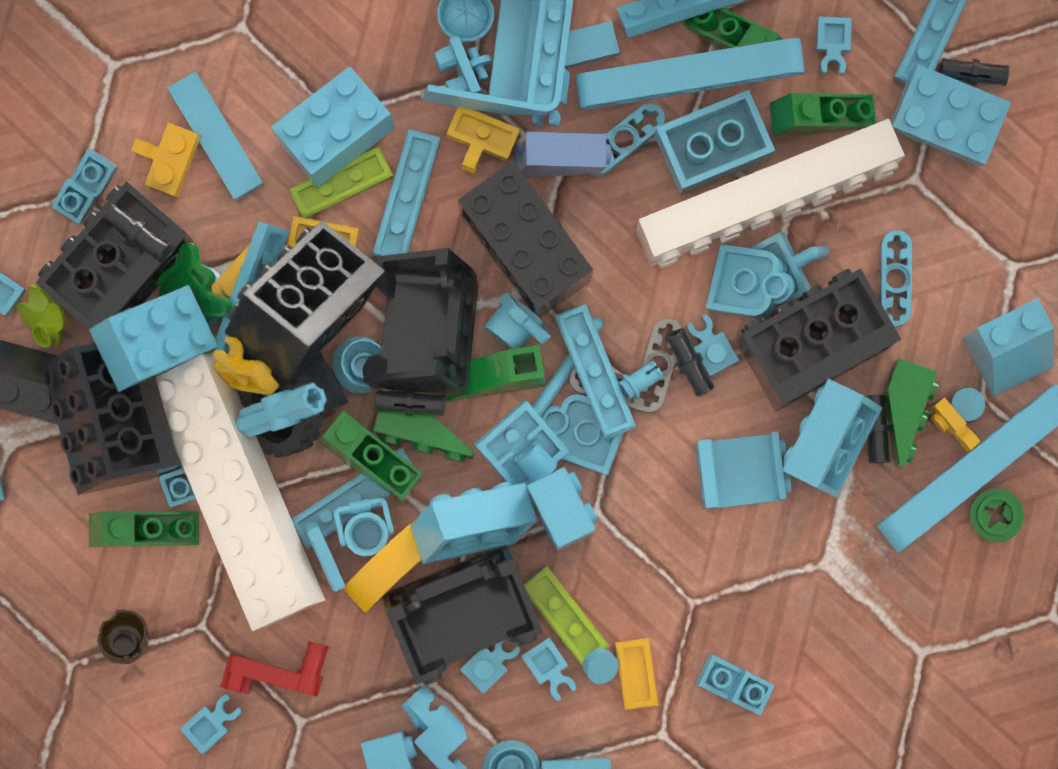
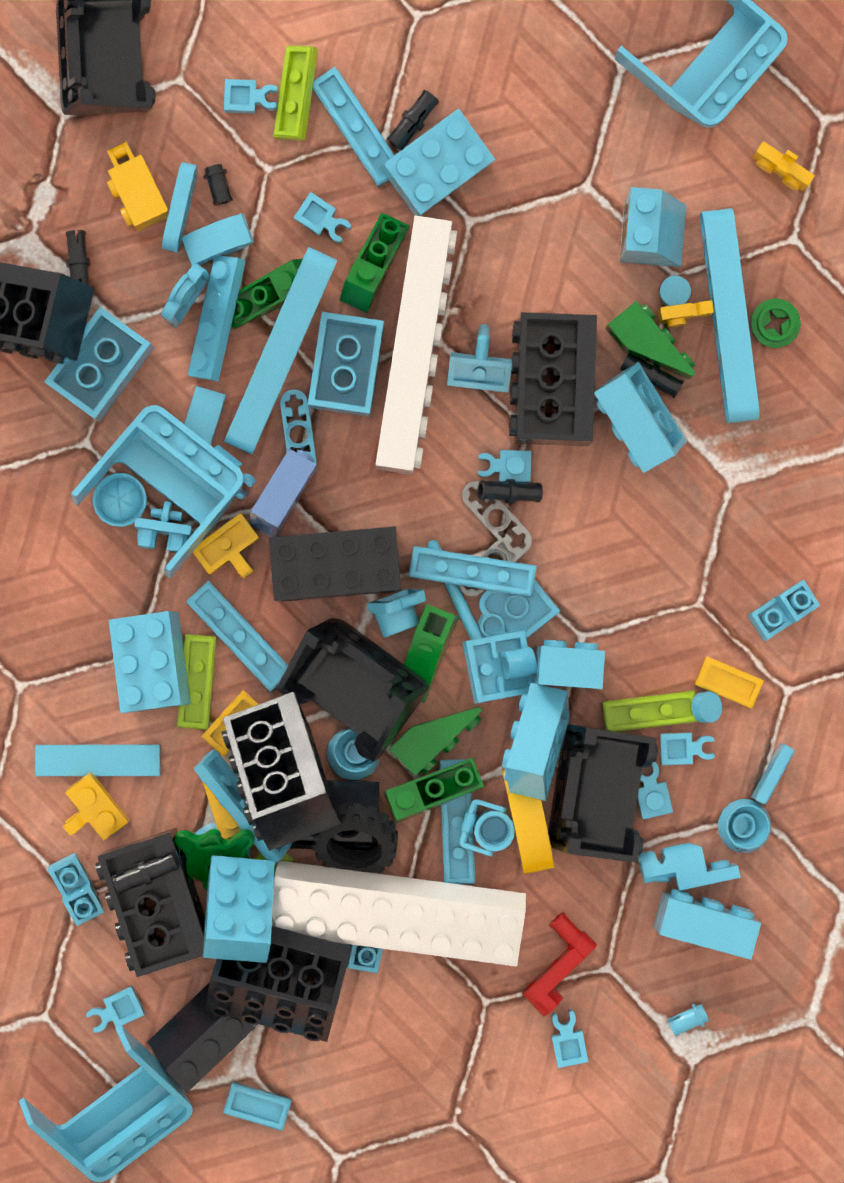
camera: 55 degrees left, 5 degrees up
(43, 317) = (164, 984): lime plate -> none
(123, 637) = (459, 1070): dark brown hair -> none
(143, 528) = (382, 1004): green slope -> none
(241, 373) = (310, 854): yellow plate -> none
(281, 410) = (359, 842): medium azure piece -> none
(324, 556) = (490, 873): medium azure tile -> none
(410, 402) = (411, 734): black pin -> none
(640, 380) = (501, 540): medium azure pin -> none
(742, 471) = (620, 502): medium azure panel -> none
(748, 282) = (475, 406): medium azure plate -> none
(906, 255) = (539, 273): medium azure beam -> none

